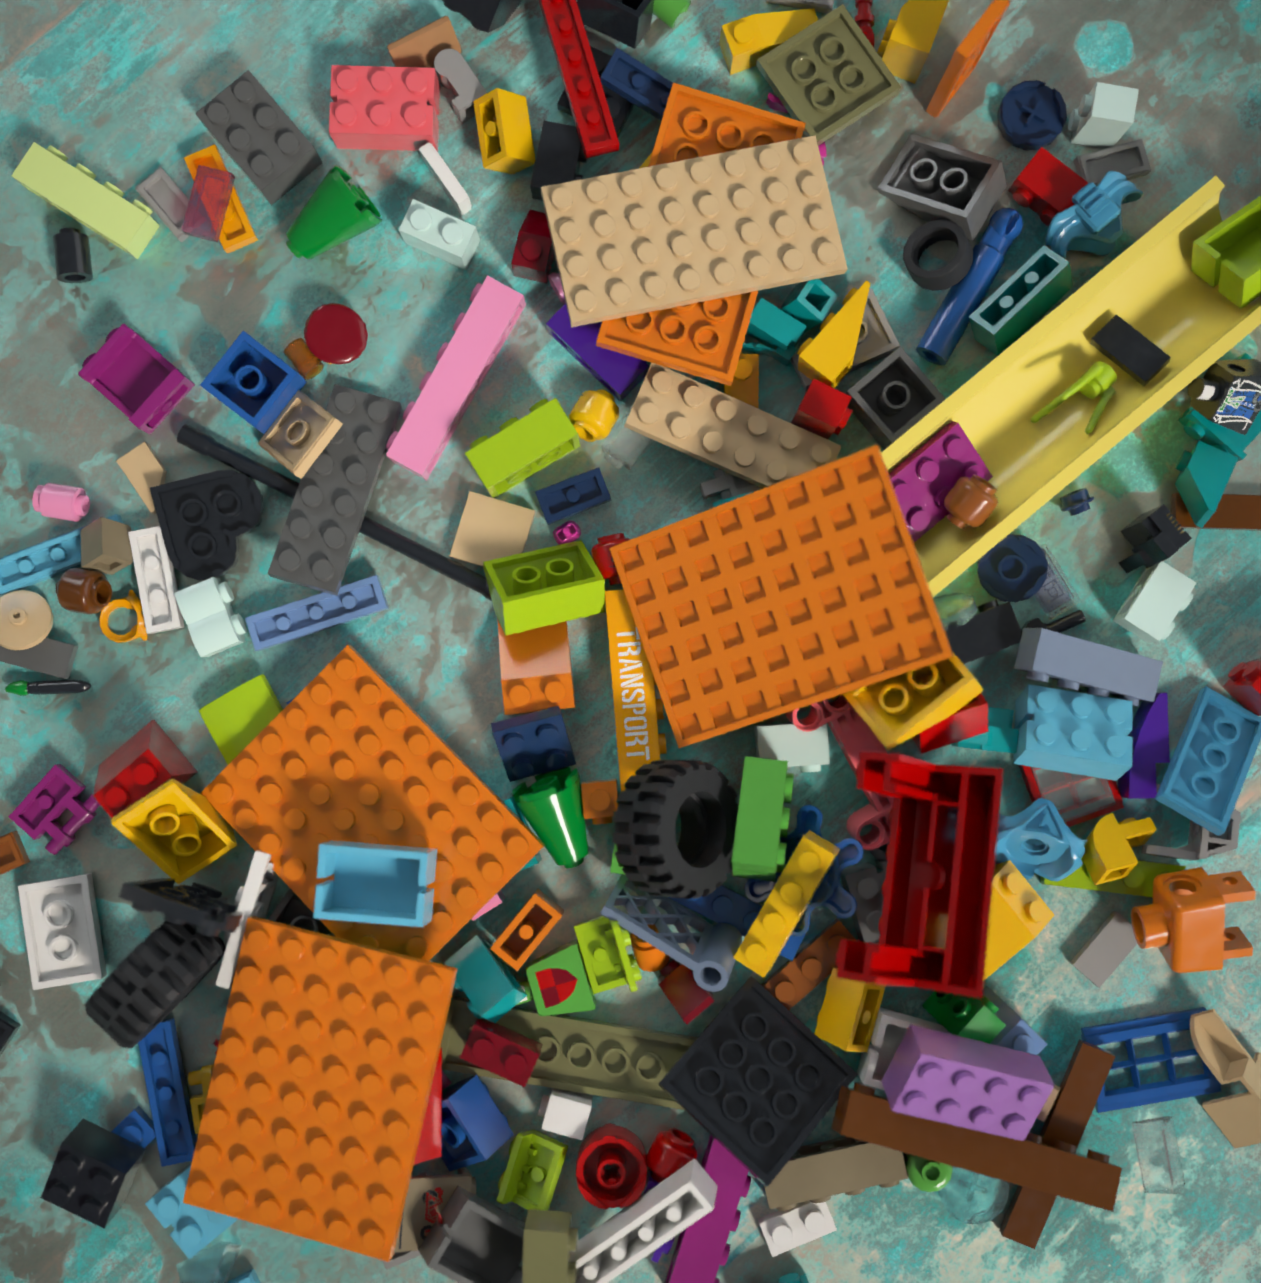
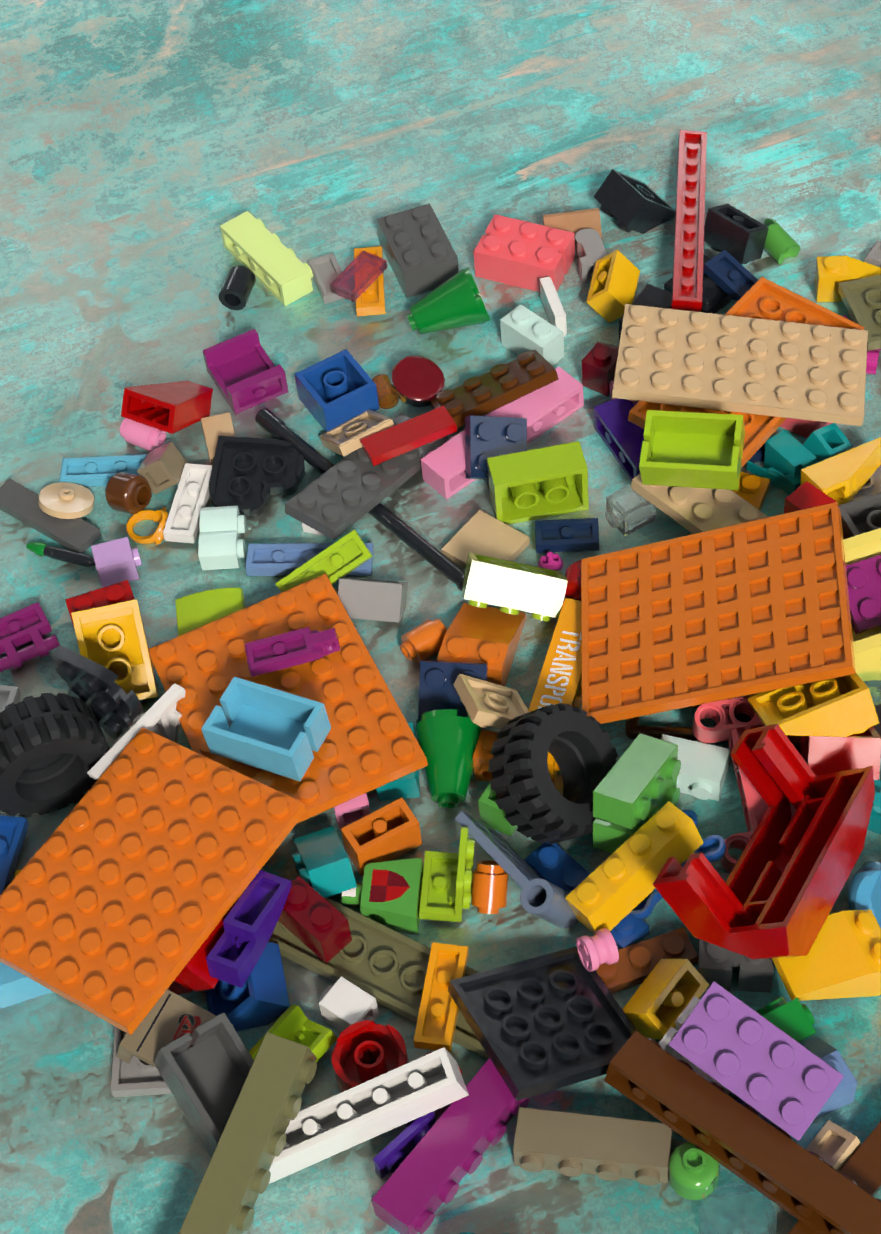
camera: 25 degrees right, 35 degrees down
(74, 468) = (167, 405): none -> red slope
(113, 685) = (116, 561): none -> lavender brick
(342, 628) = (334, 561): none -> lime plate
(354, 769) = (290, 649): none -> magenta hinge
(362, 434) = (408, 435): none -> red tile
(402, 642) = (373, 598): none -> light grey brick
(427, 329) = (496, 388): none -> reddish brown plate
(452, 1102) = (248, 929): none -> dark purple slope
(460, 414) = (490, 438): none -> dark blue plate
(477, 679) = (423, 640): none -> orange brick
(587, 762) = (489, 702): none -> tan plate
(594, 415) = (606, 480): yellow head -> none
(647, 1070) = (437, 1008): none -> light orange plate
(682, 990) = (510, 933): dark red slope -> none
(688, 387) = (692, 449): none -> lime piece
(776, 989) = (597, 949): none -> bright pink wheel
(796, 1226) = (536, 1197): white plate -> none

